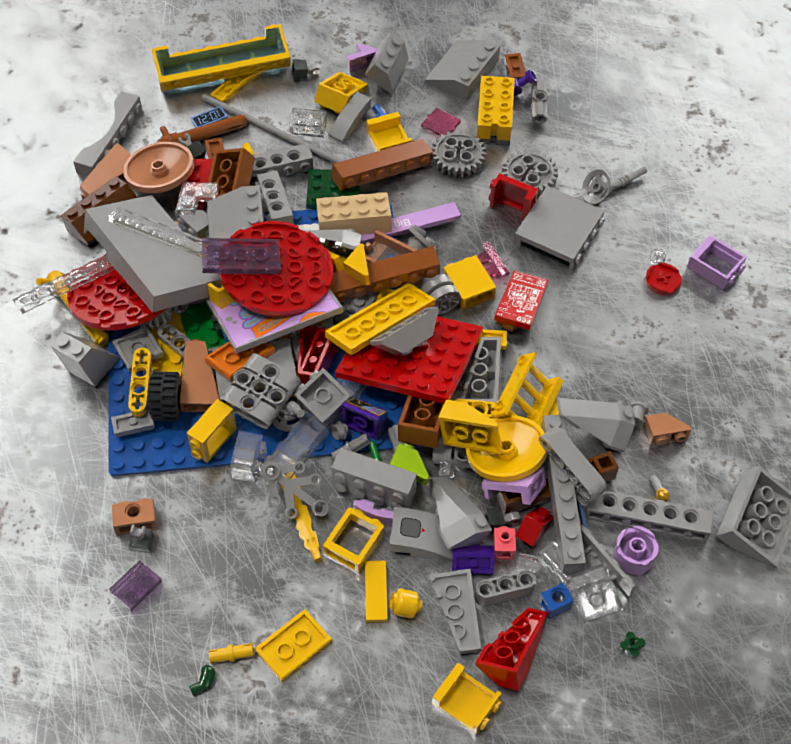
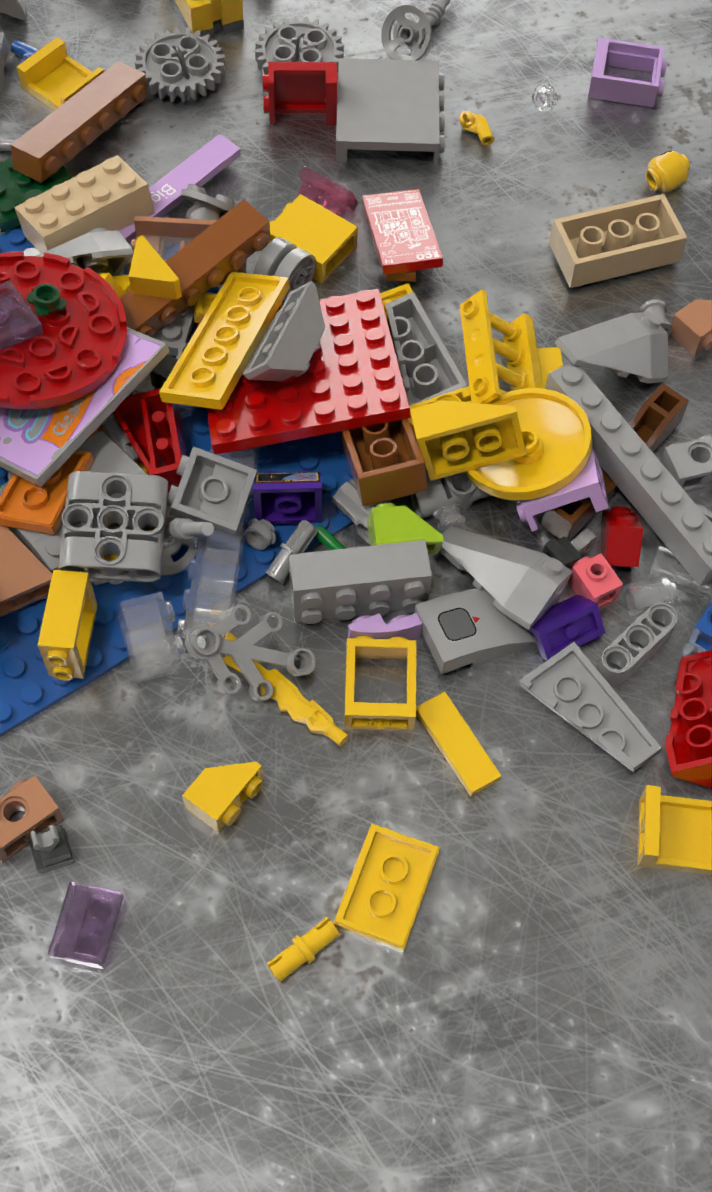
camera: 30 degrees left, 5 degrees up
(205, 681) = (289, 1012): dark green arm -> none
(240, 553) = (221, 791): none -> yellow slope
(292, 257) = (46, 299): none -> dark green plate
(405, 603) = (513, 738): yellow head -> none
(440, 122) = (124, 33): clear pink piece -> none
(574, 465) = (640, 420): light grey beam -> none
(607, 256) = (478, 125): none -> yellow arm
(643, 358) = (617, 240): none -> tan brick
(663, 279) = (569, 125): red tile -> none
(702, 331) = (667, 171): none -> yellow head

